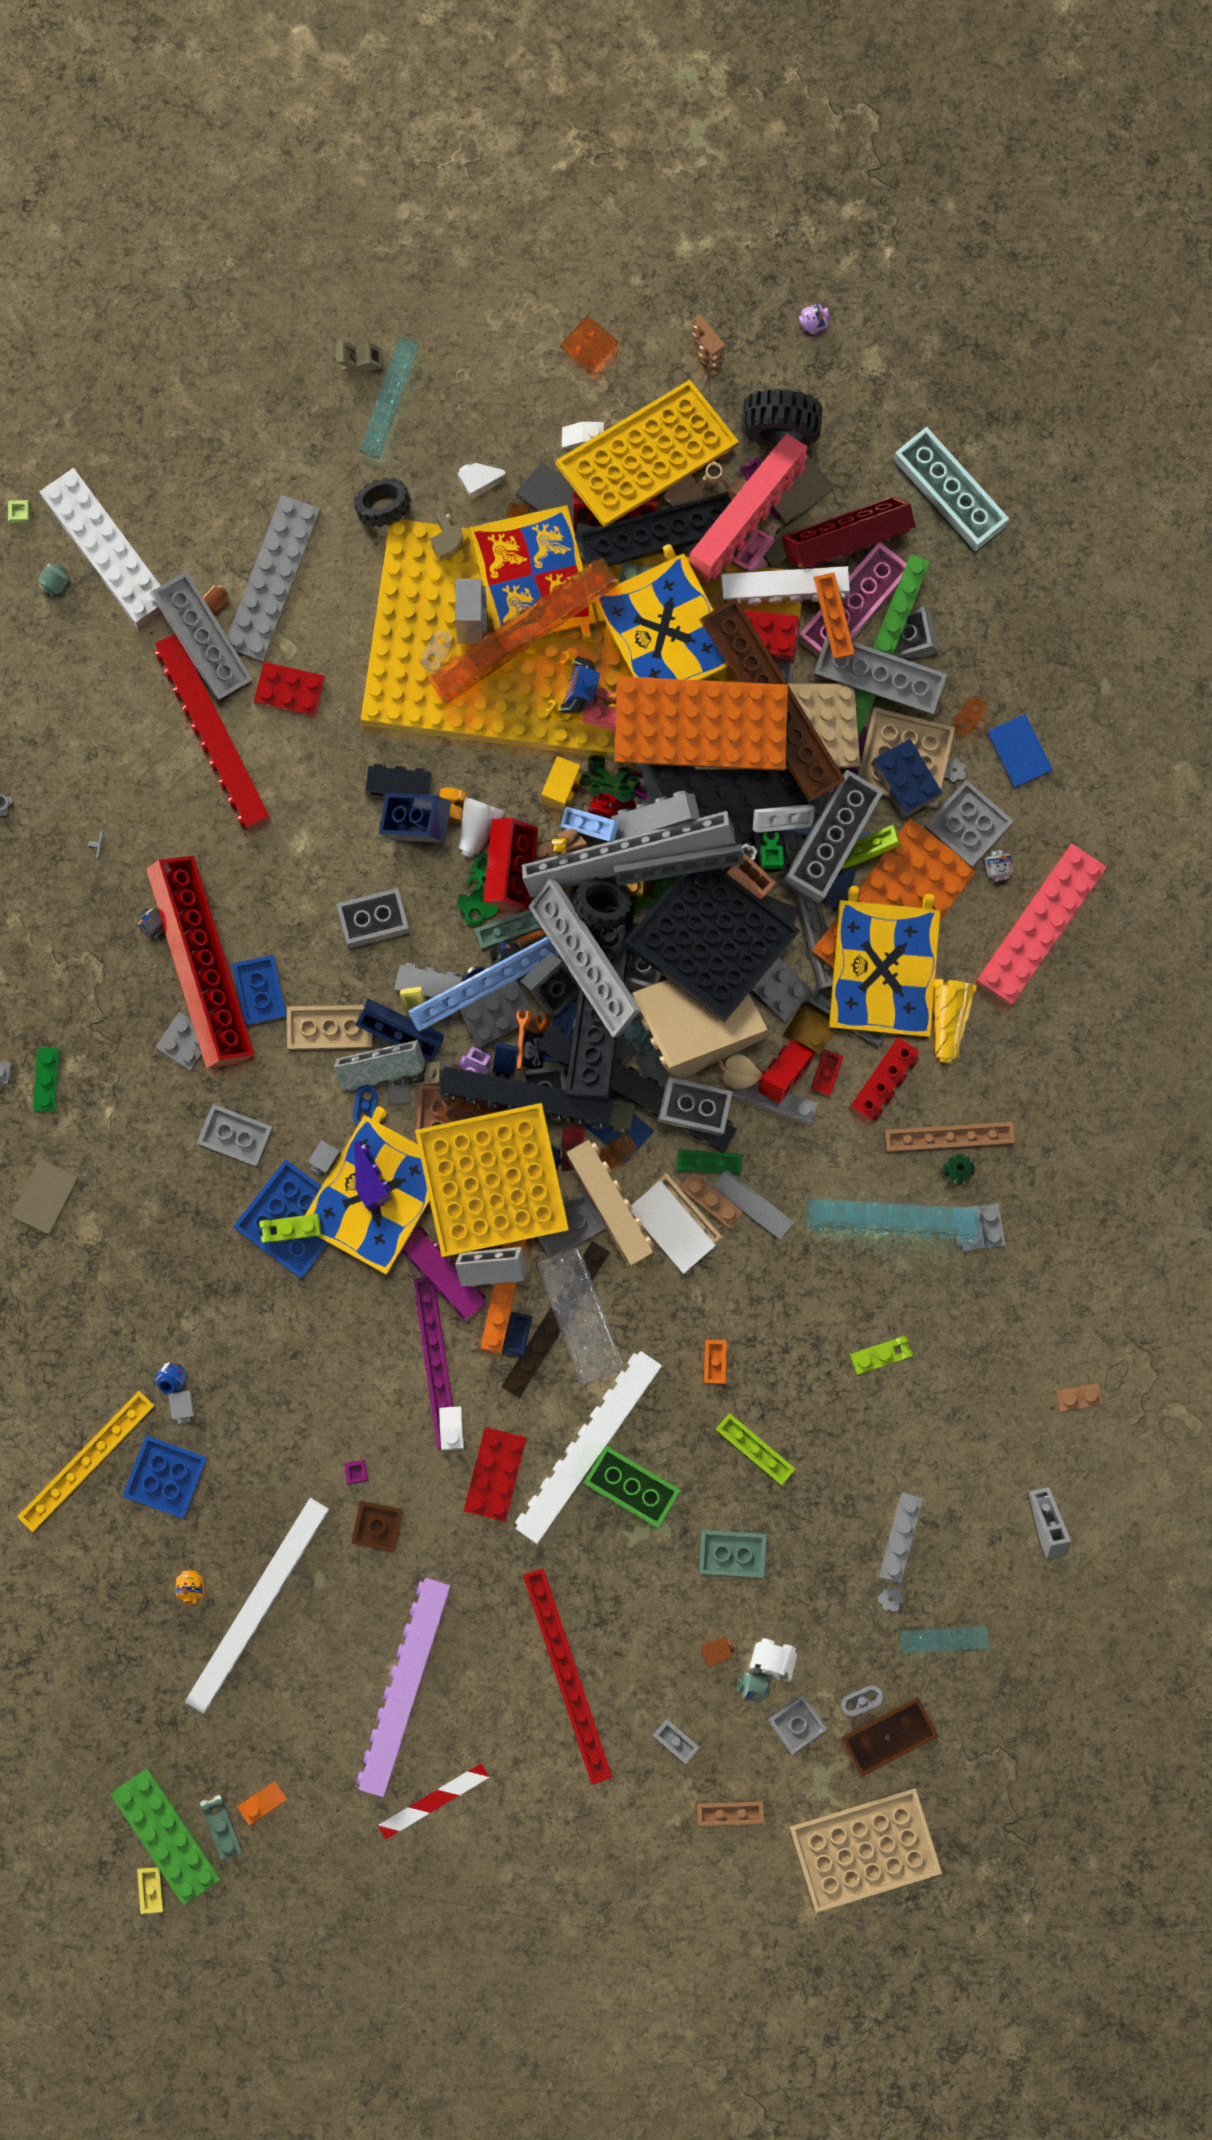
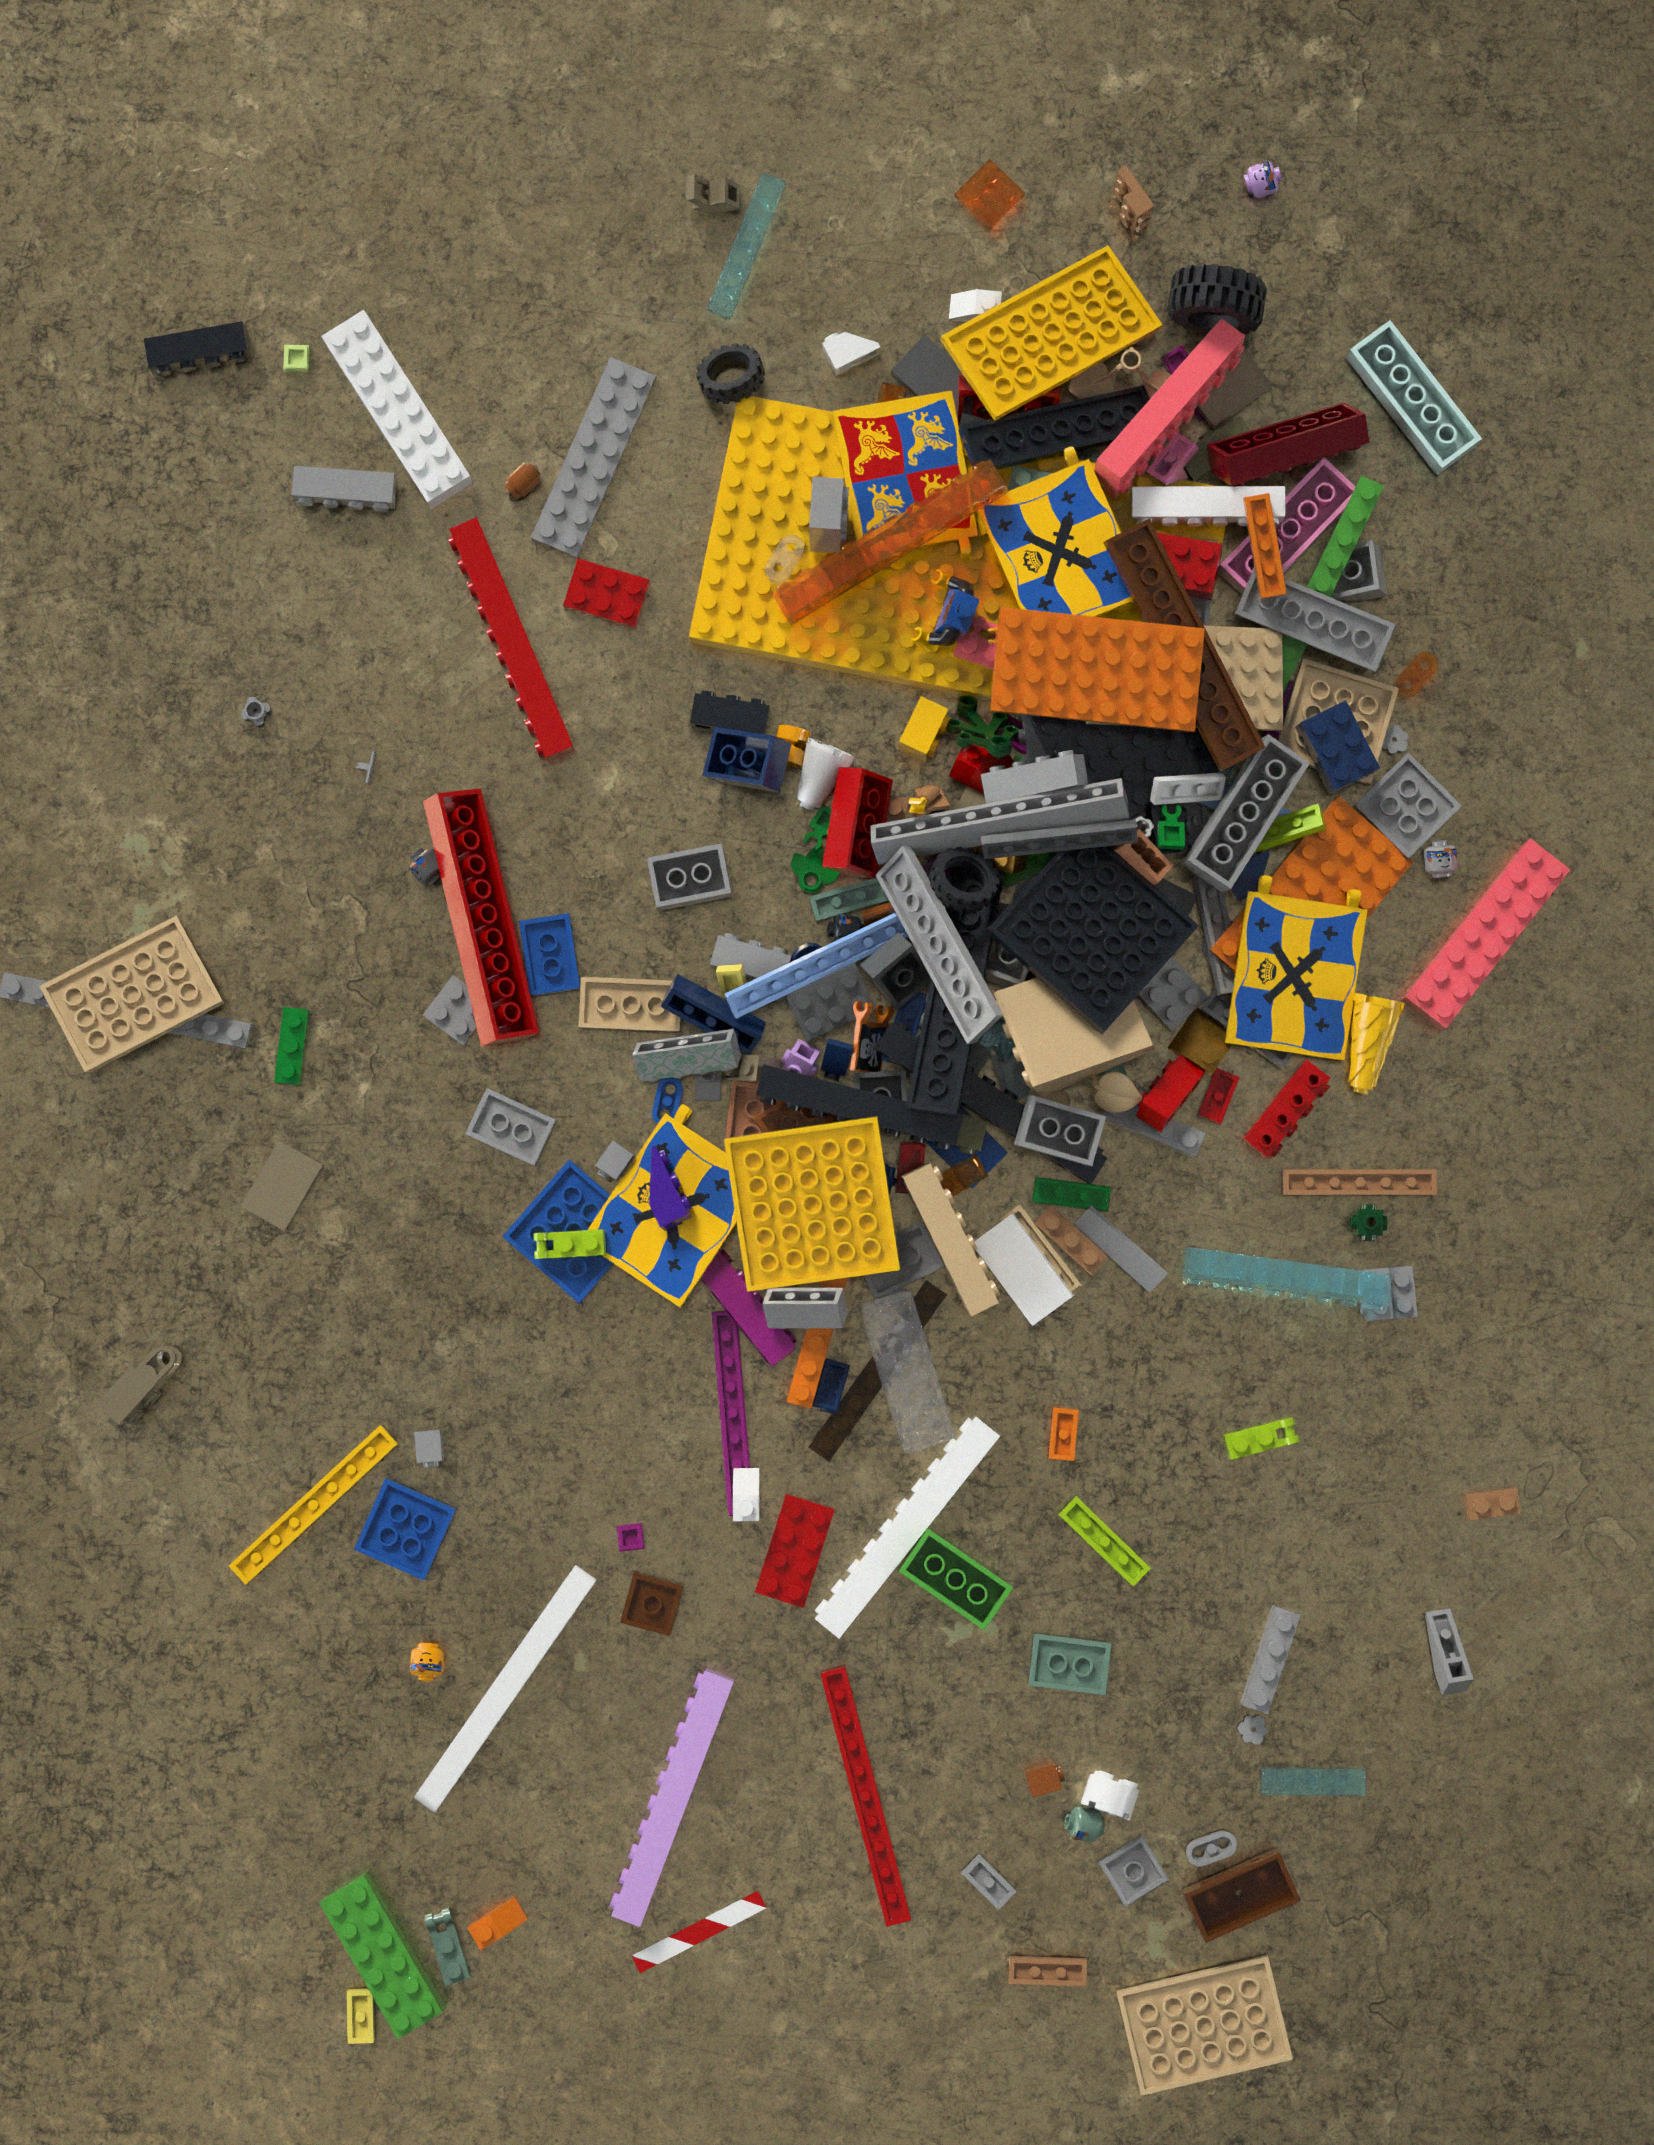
camera: 10 degrees right, 5 degrees up
(53, 578) = (333, 443): sand green head -> none
(65, 615) = (344, 487): none -> light grey brick
(171, 1377) = (418, 1412): blue head -> none
(201, 636) = (504, 523): light grey plate -> none
(450, 540) = (808, 426): dark tan brick -> none
(589, 824) = (955, 781): light blue plate -> none
(1019, 751) = (1474, 721): blue tile -> none

